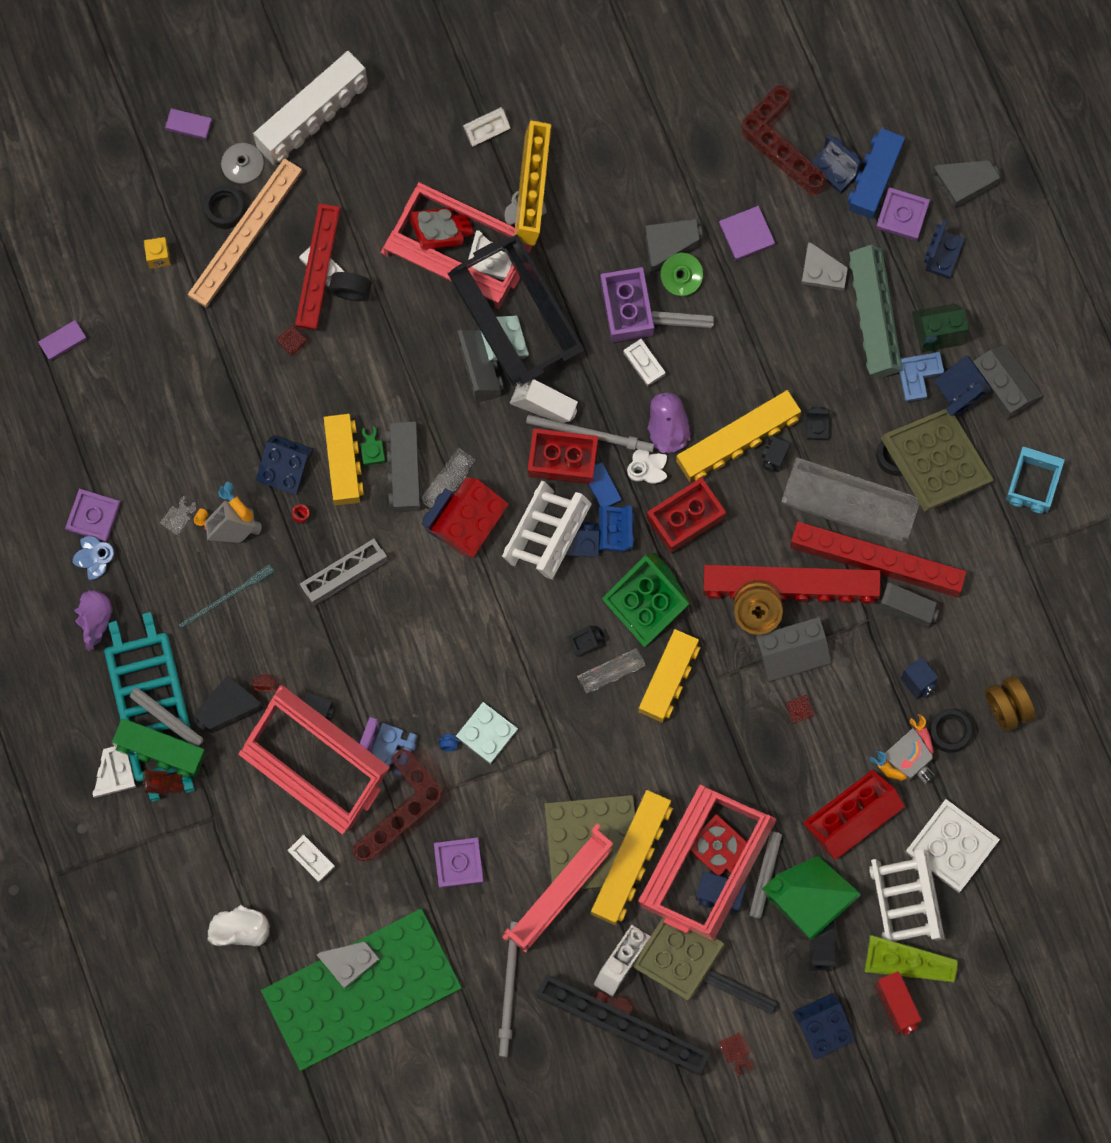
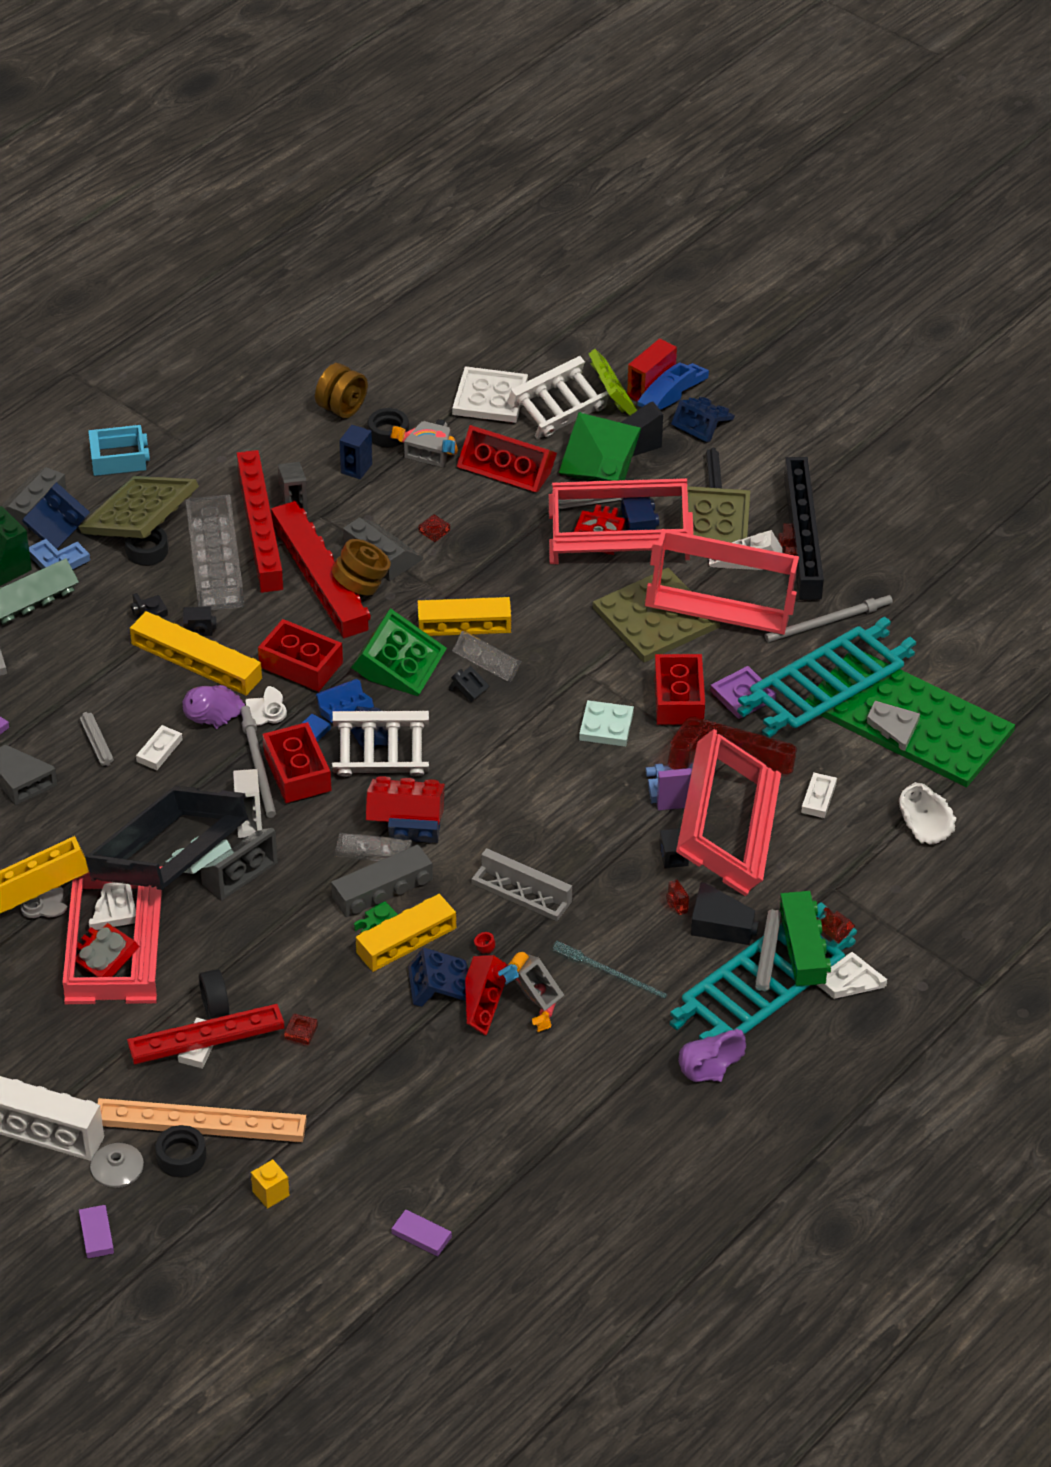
camera: 120 degrees left, 30 degrees down
(90, 557) = (645, 1096): medium blue plate -> none
(93, 515) = (599, 1117): medium lavender tile -> none
(177, 519) = (556, 1041): clear plate -> none
(249, 486) = (483, 991): none -> red slope
(448, 742) = (636, 743): blue plate -> none
(456, 931) = (784, 717): none -> teal bar
(482, 805) = (679, 687): none -> red brick
(627, 304) = (106, 775): medium lavender brick -> none
(631, 857) = (635, 571): yellow brick -> none
(692, 274) = (49, 750): bright green dish -> none
(734, 1050) = (769, 460): clear red plate -> none
(876, 1017) = (669, 385): none -> blue slope

